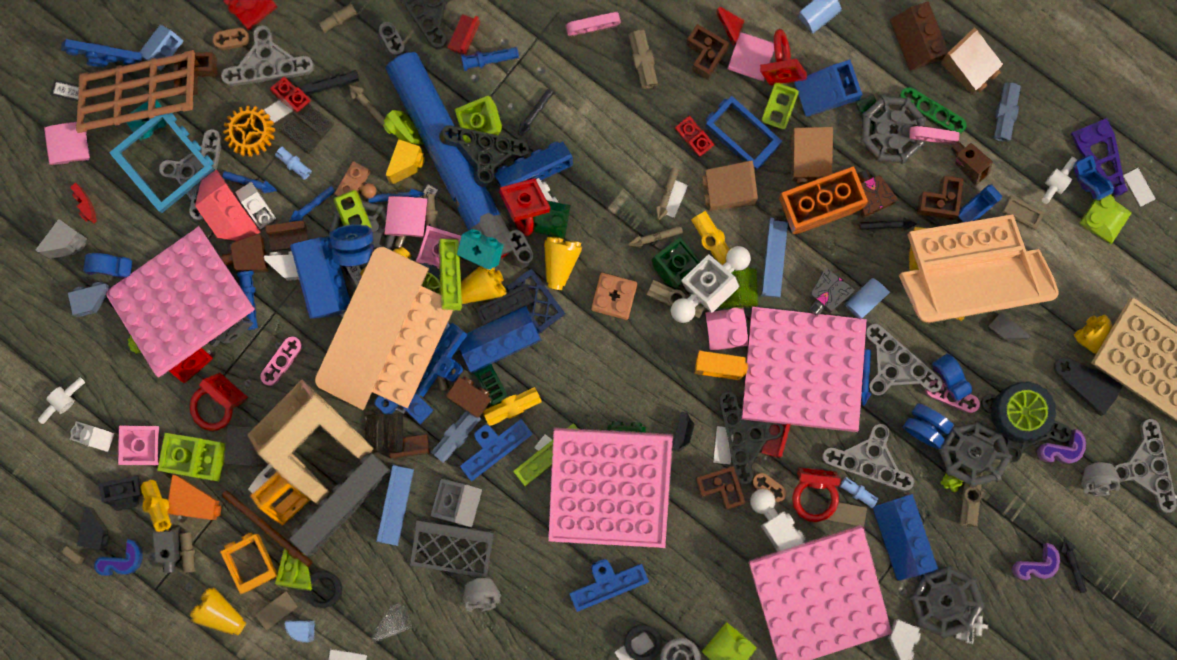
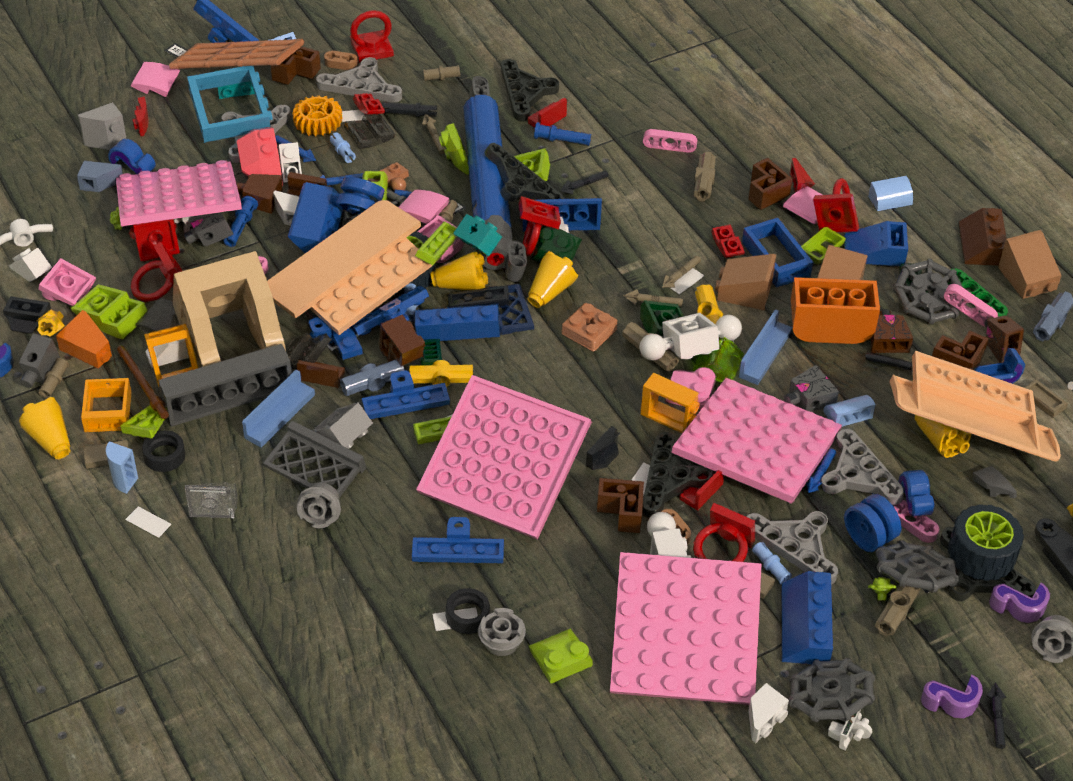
camera: 20 degrees right, 35 degrees down
(404, 162) = (442, 169): yellow slope -> none

